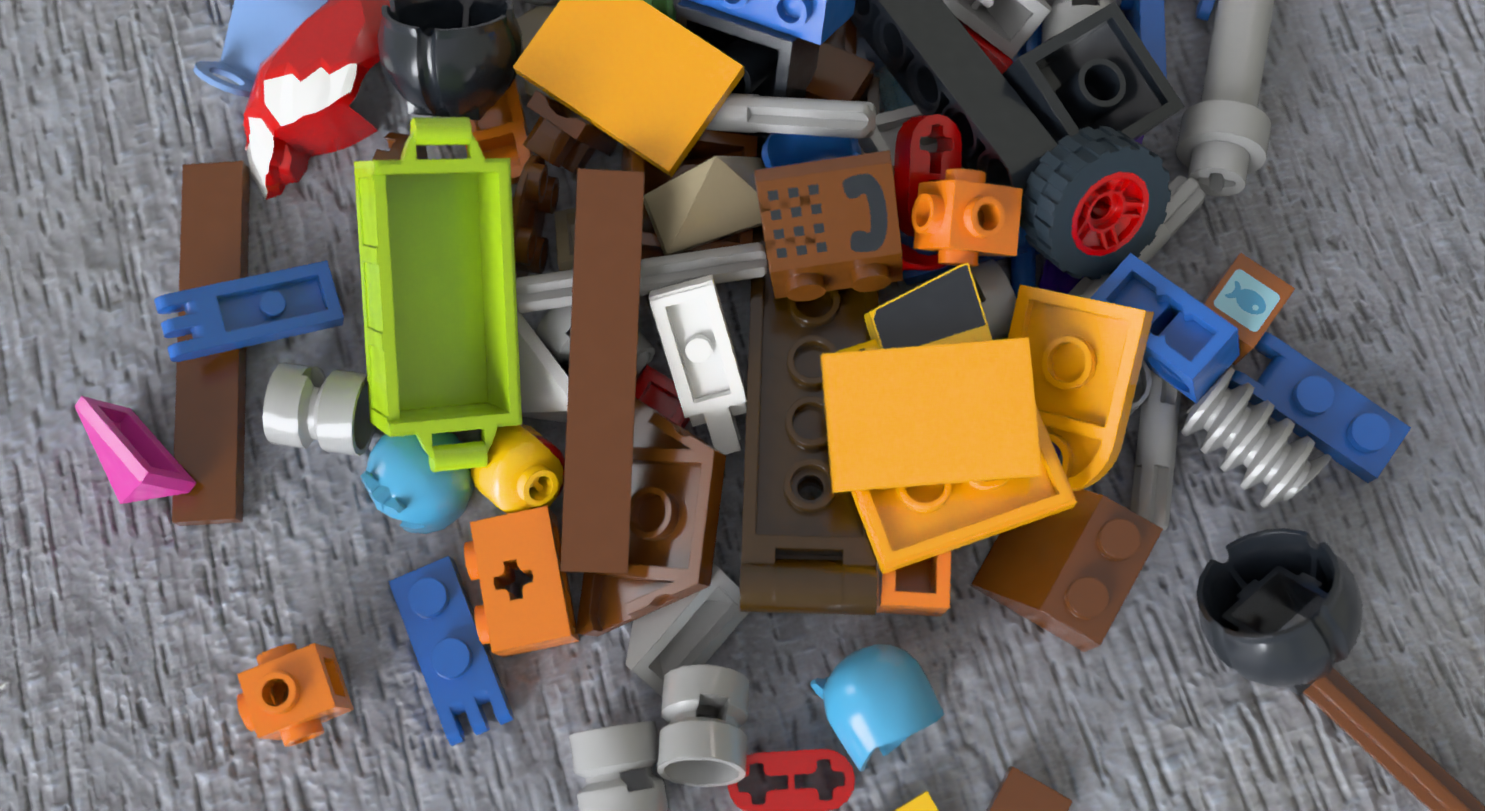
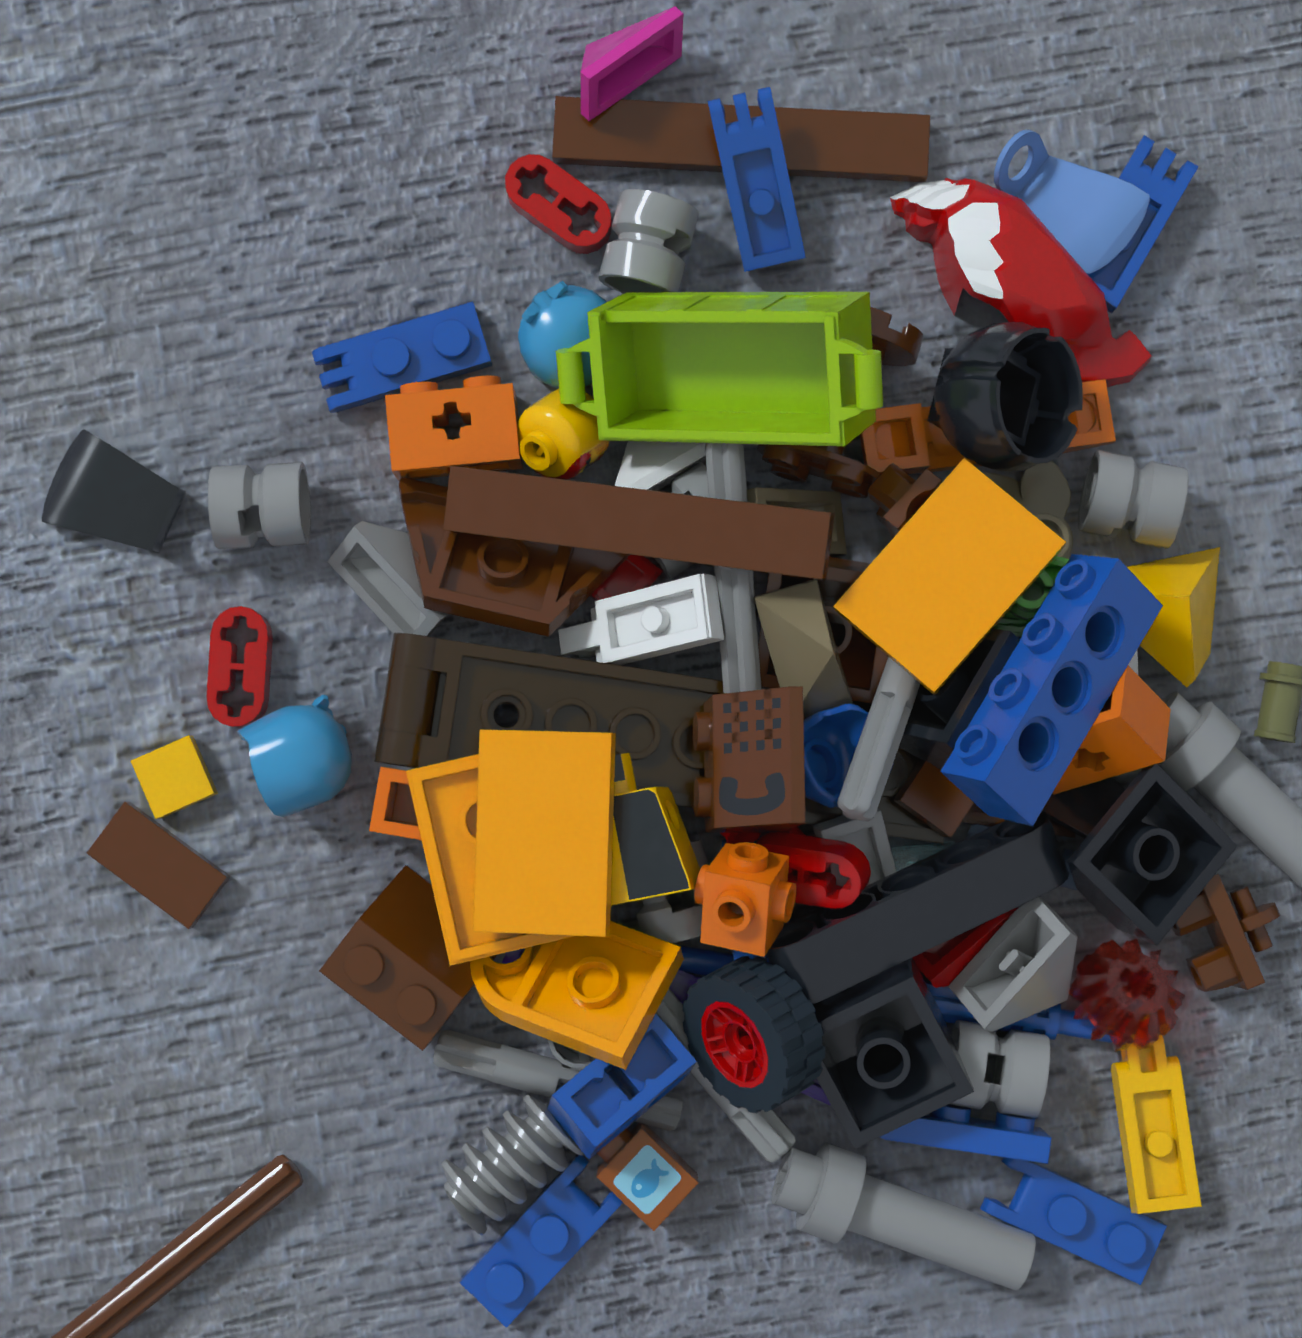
camera: 90 degrees right, 10 degrees up
(272, 499) = (567, 192): none -> red beam
(292, 693) = (372, 207): orange brick -> none
(703, 730) = (272, 582): light grey wheel -> none
(1262, 589) = (356, 1135): black piece -> none

